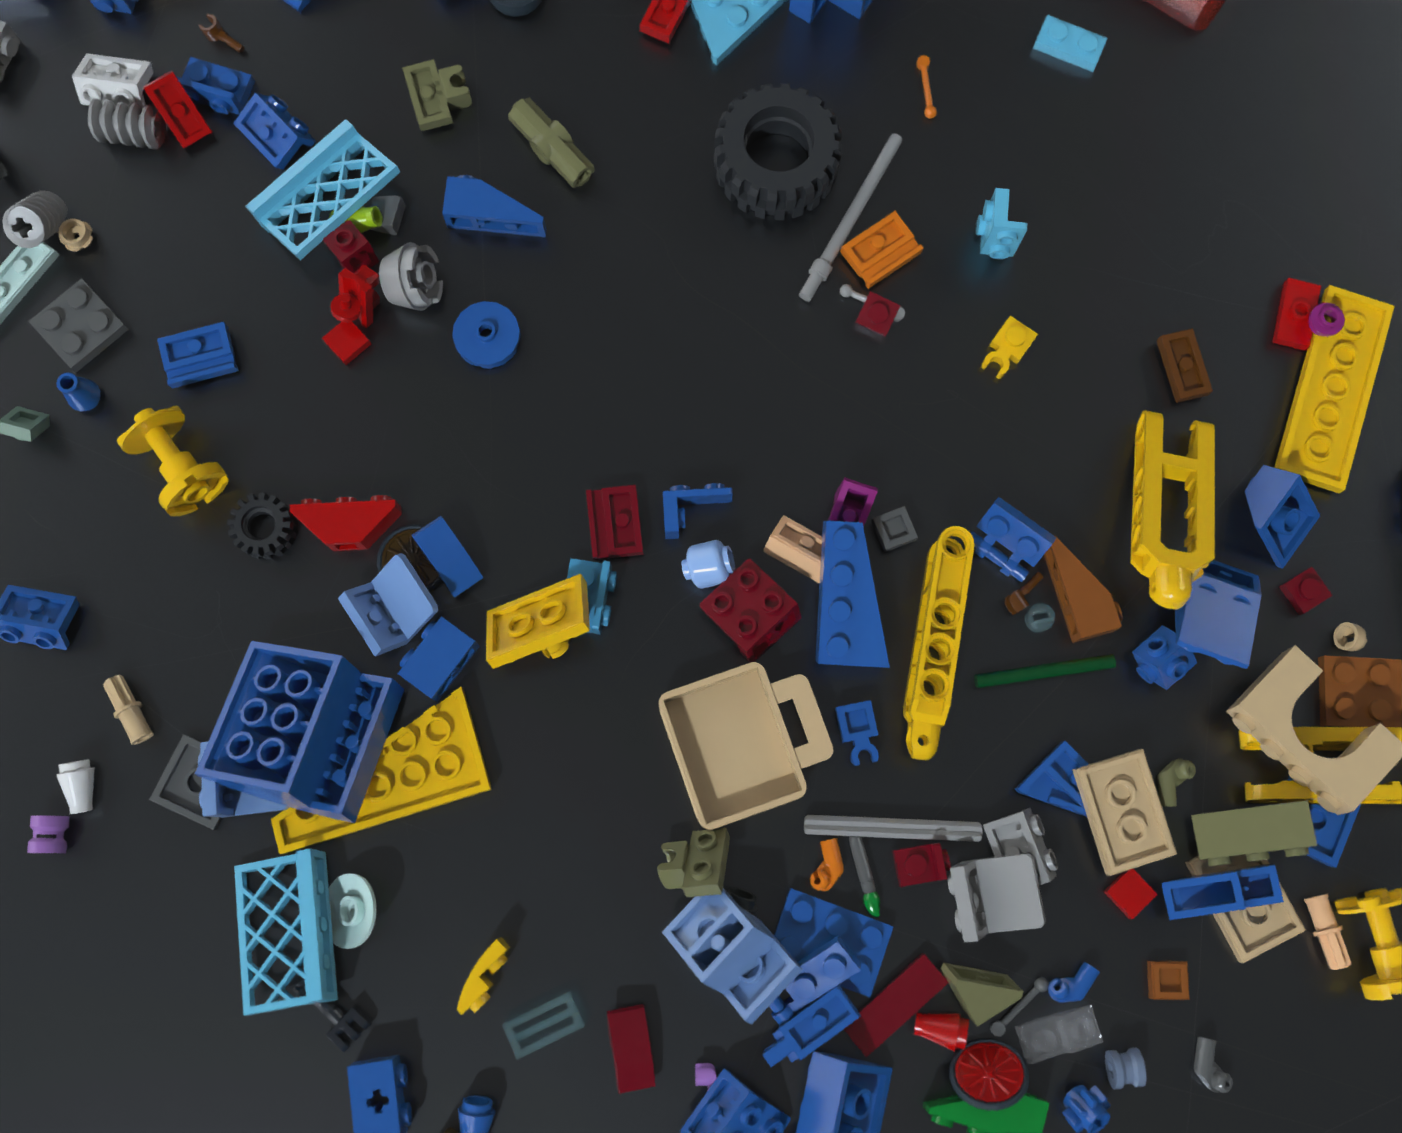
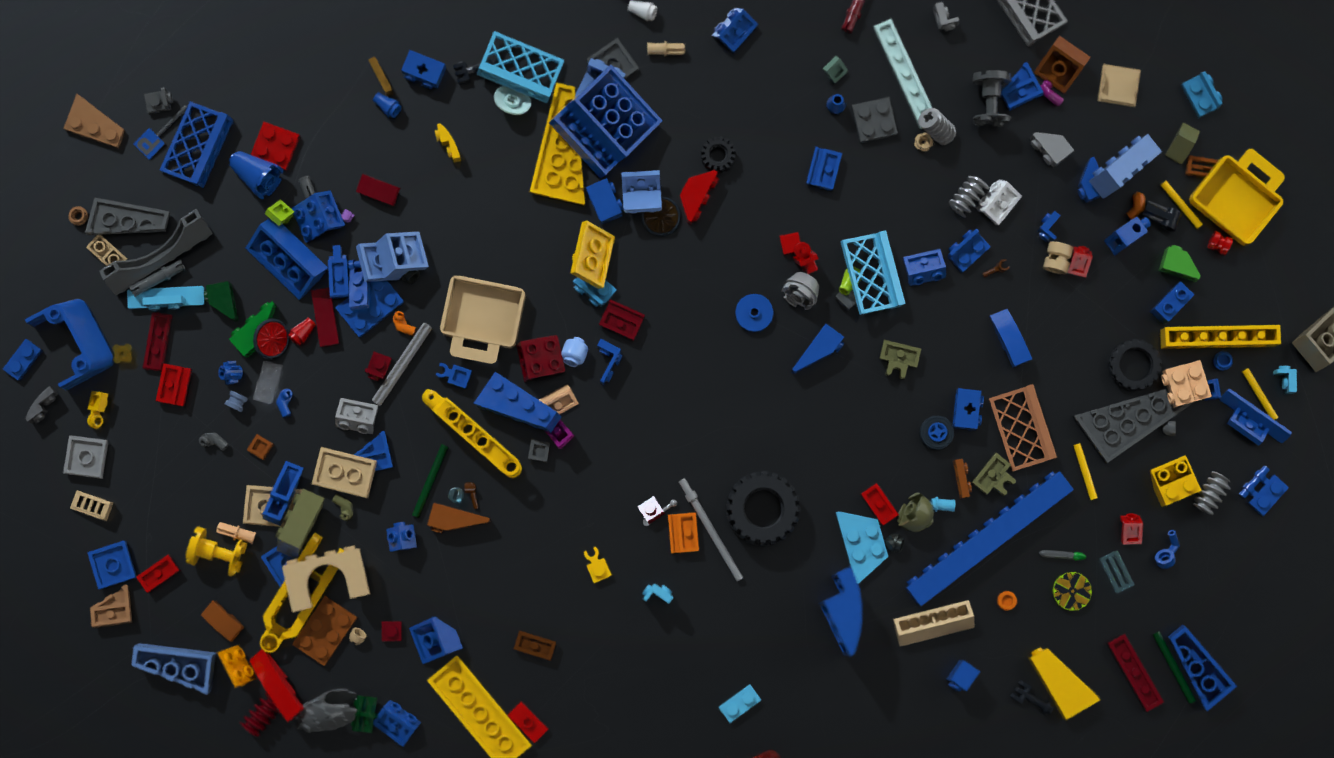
camera: 120 degrees right, 5 degrees up
(177, 109) = (960, 224): red plate -> none
(185, 478) = (764, 129): yellow piece -> none
(350, 247) = (834, 269): dark red bracket -> none
(447, 556) = (650, 231): blue slope -> none
(515, 1038) = (410, 173): clear light blue tile -> none
(551, 142) = (837, 401): olive piece -> none
(696, 866) = (438, 264): olive plate -> none
(871, 897) = (387, 338): dark grey piece -> none
(923, 64) = (744, 606): orange hinge -> none
(981, 991) = (307, 357): olive slope -> none
(996, 895) = (344, 388): light grey bracket -> none
(998, 1027) = (287, 357): dark grey hinge -> none
(1014, 532) = (502, 503): blue plate -> none
(1130, 893) = (307, 454): red tile -> none
(1172, 570) = (437, 555): yellow piece -> none
(1220, 614) = (407, 572): blue slope -> none
(1318, 323) = (518, 722): magenta plate -> none

